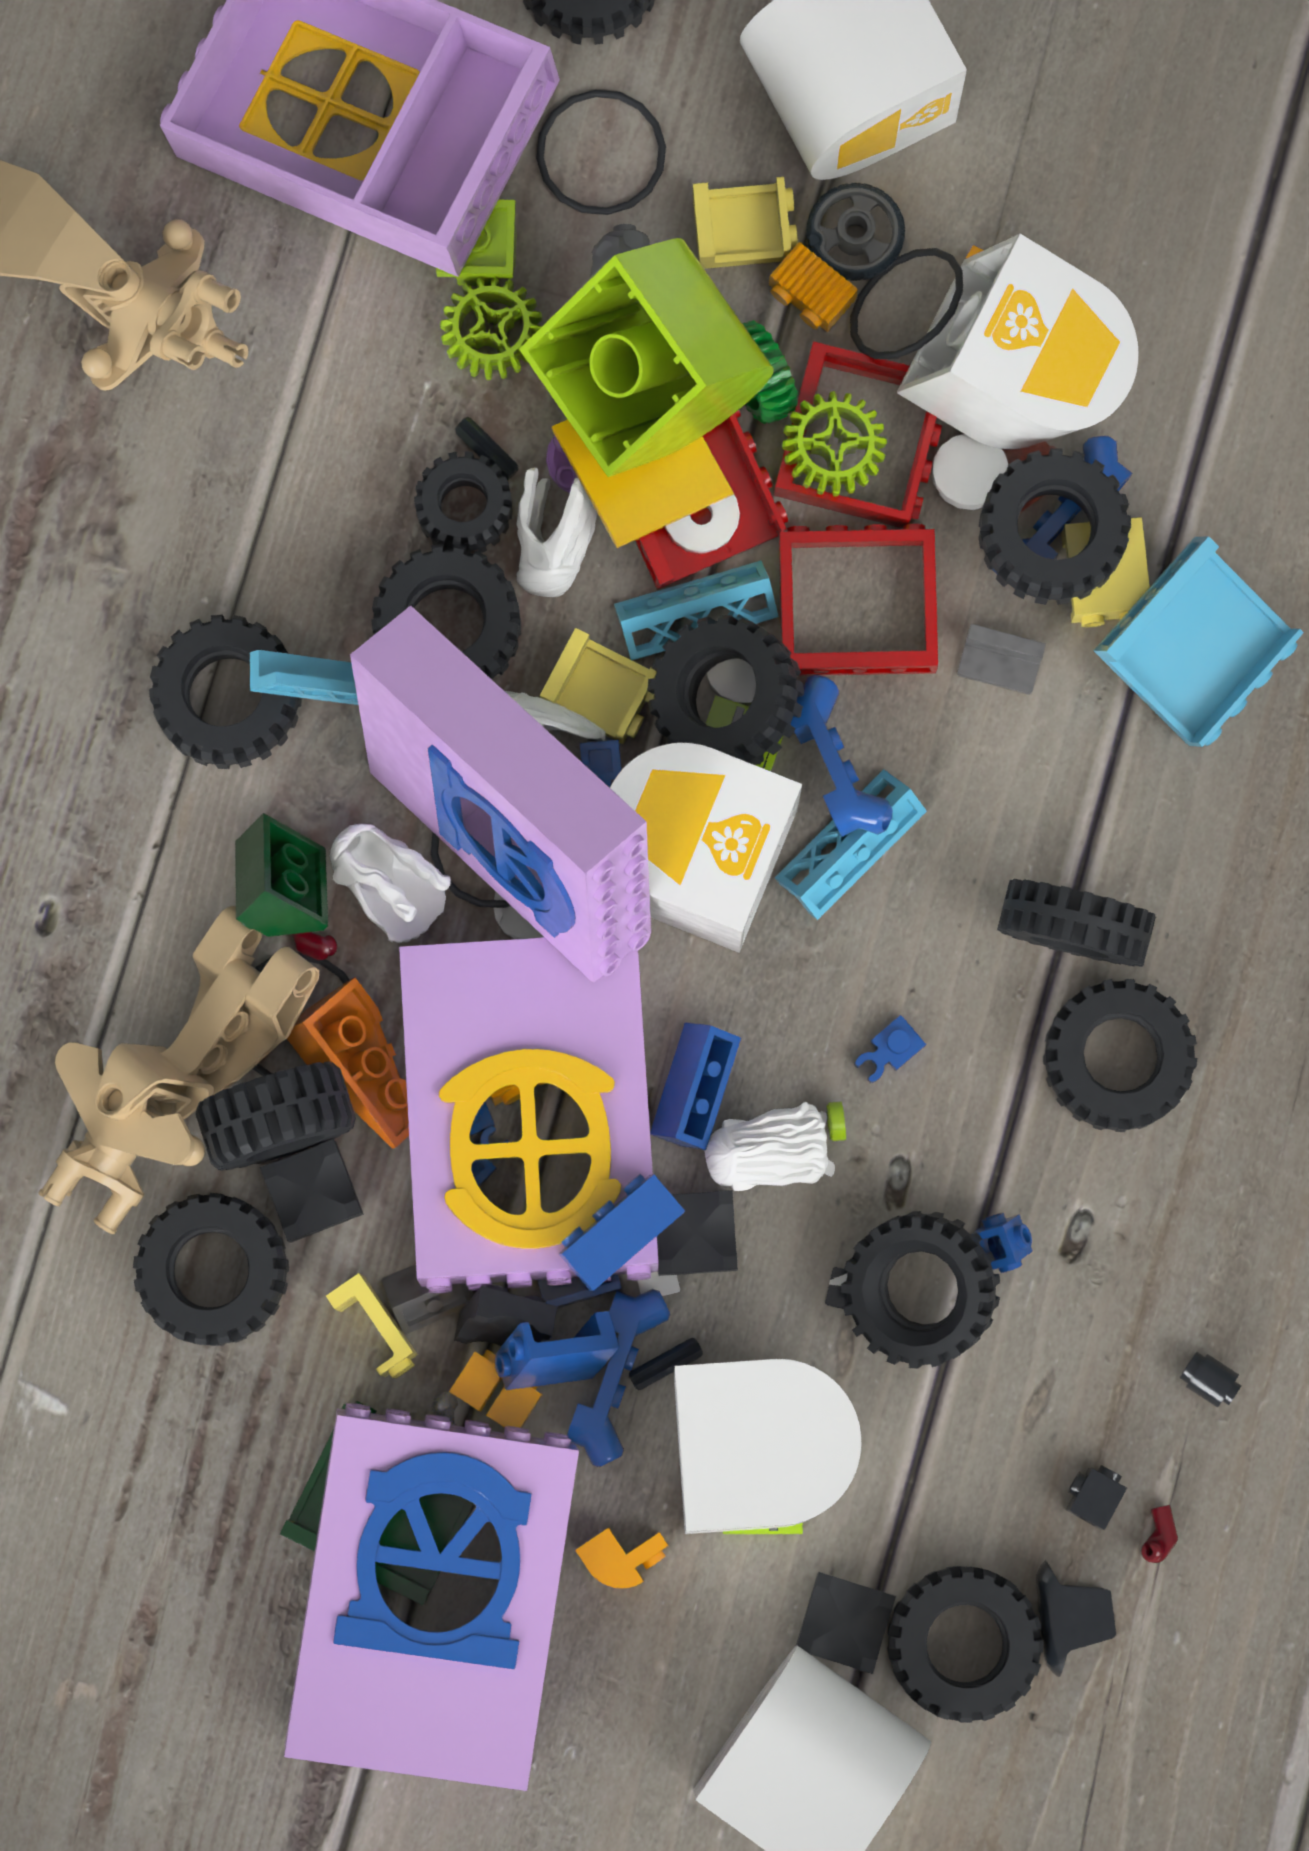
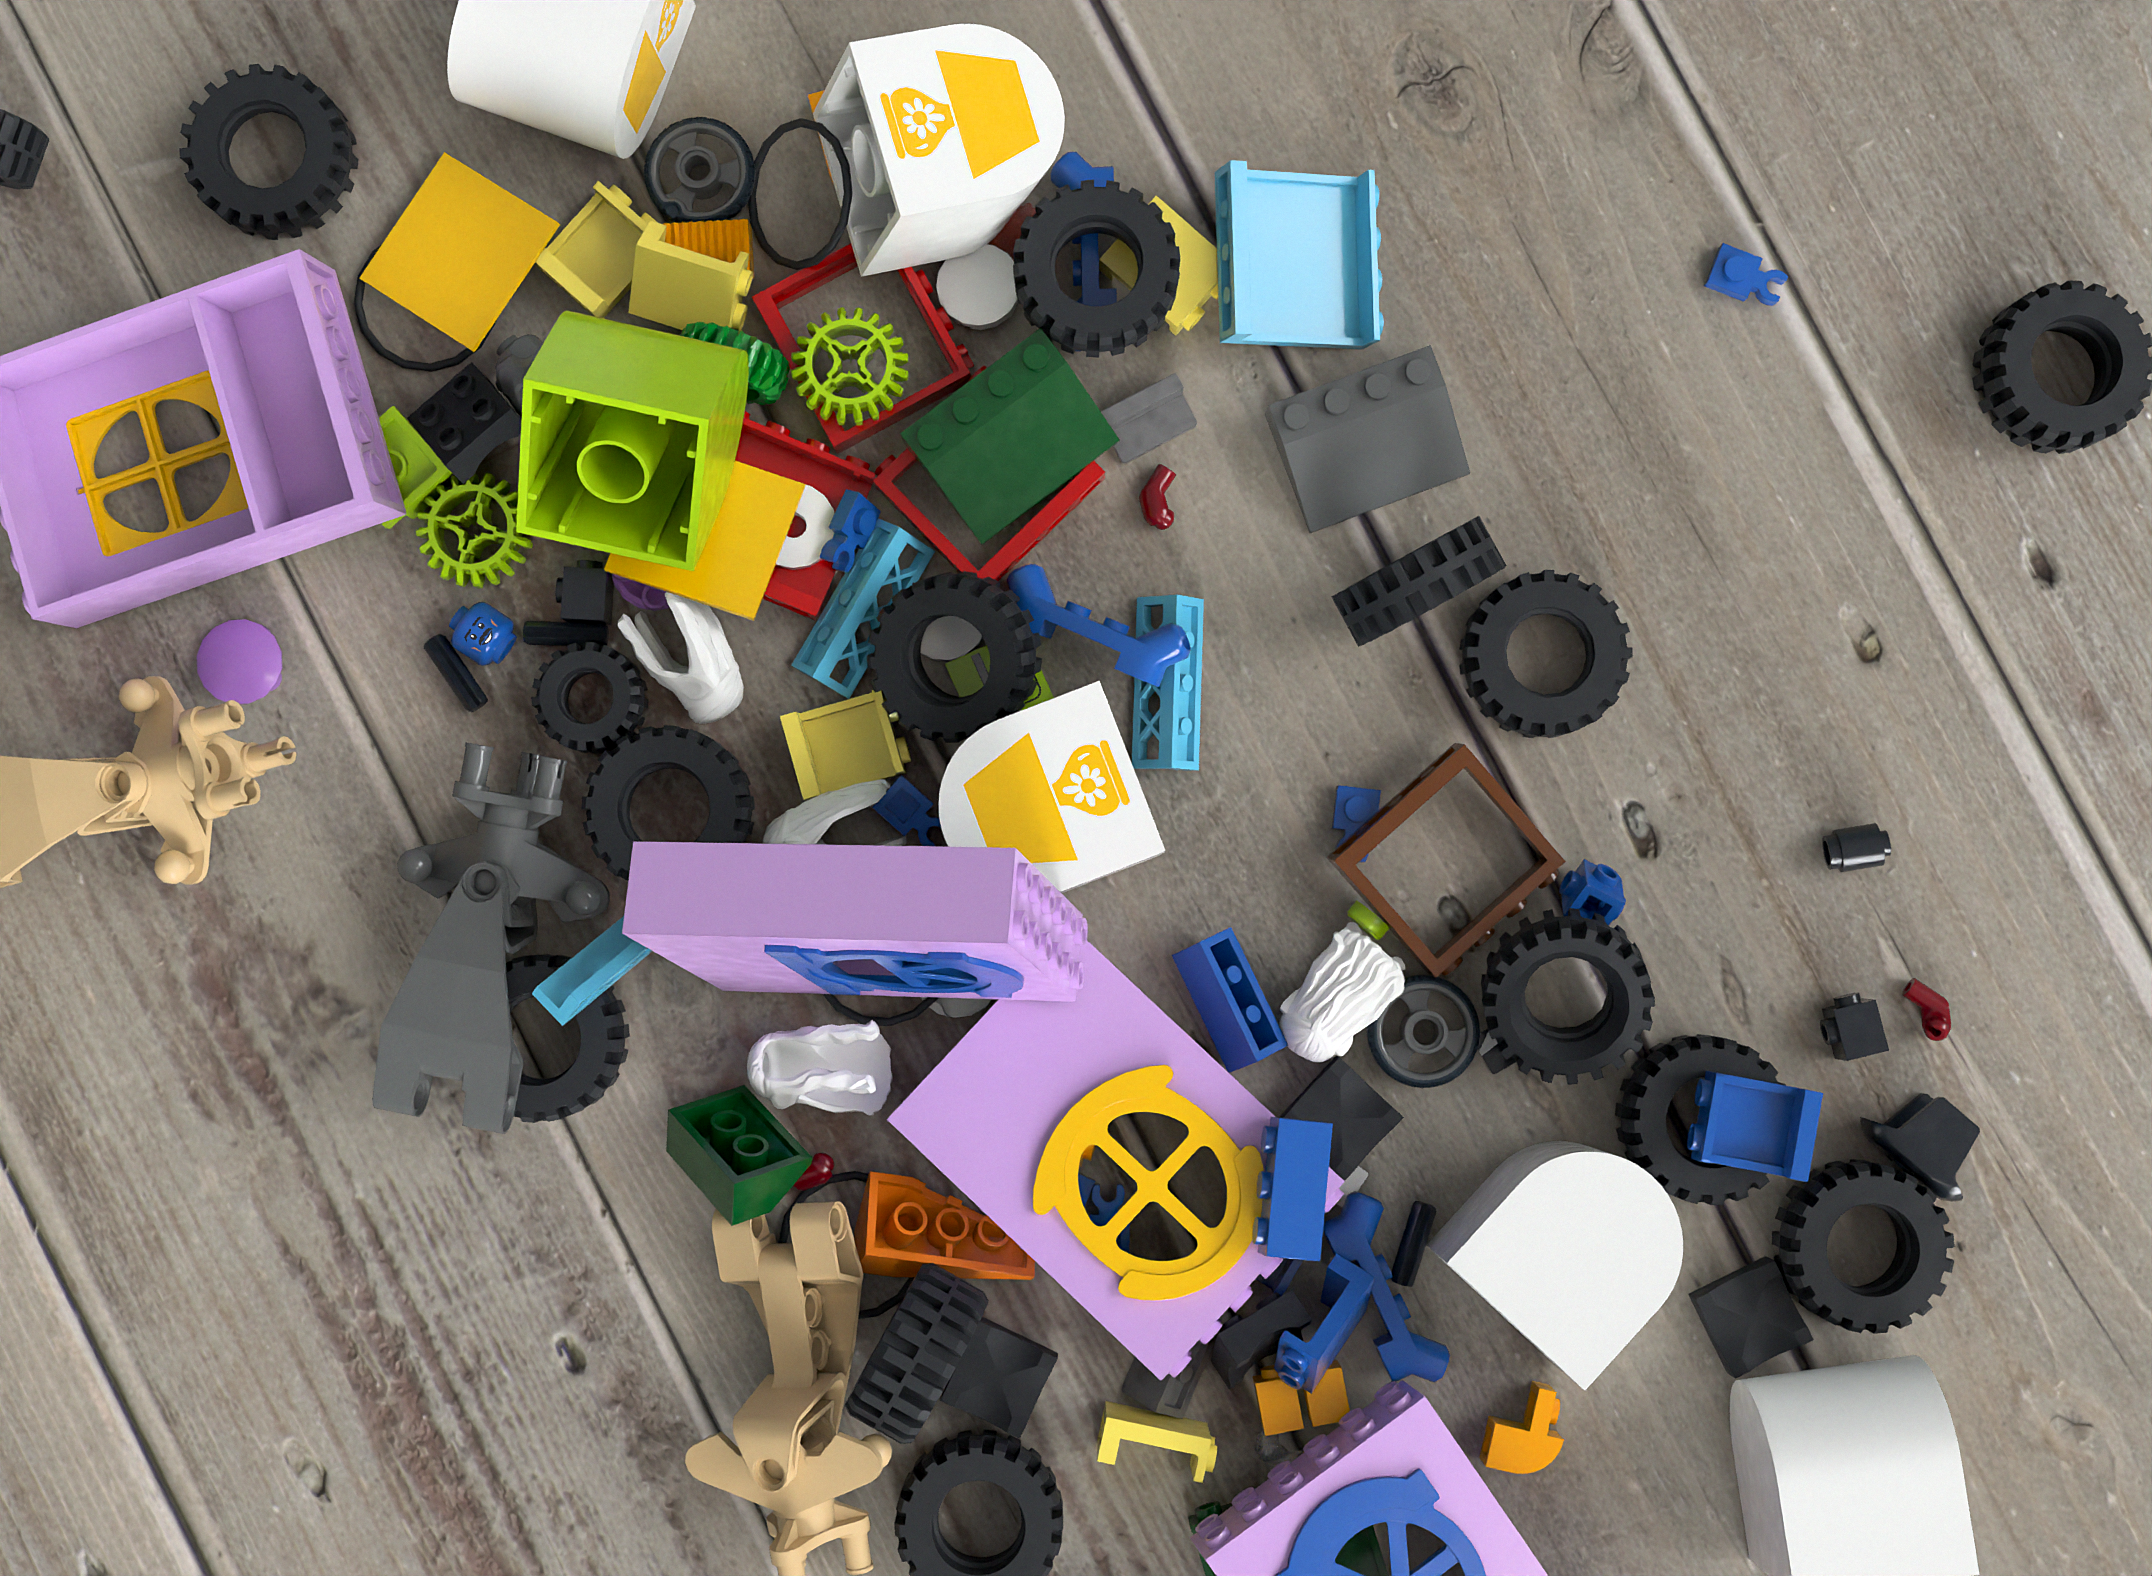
camera: 45 degrees left, 5 degrees up
(197, 610) = (455, 999): none -> dark grey piece
(261, 272) = (240, 661): none -> medium lavender dish
(391, 408) = (455, 673): none -> black axle
(433, 399) = (482, 633): none -> blue head
(524, 434) = (585, 593): none -> black brick
(551, 252) = (466, 421): none -> black brick
(651, 141) = (459, 251): none -> yellow piece
(739, 550) = (852, 528): none -> blue plate
(776, 295) = (686, 286): none -> light yellow panel
(822, 1260) = (1461, 1043): none -> dark grey wheel
(896, 584) = (1010, 436): none -> dark green slope
(904, 1195) = (1401, 808): none -> reddish brown window
(954, 716) = (1153, 500): none -> dark red arm
(963, 1483) = (1755, 1125): none -> blue panel
(991, 1449) = (1646, 1107): none -> black tyre
(1135, 806) = (1368, 439): none -> dark grey slope

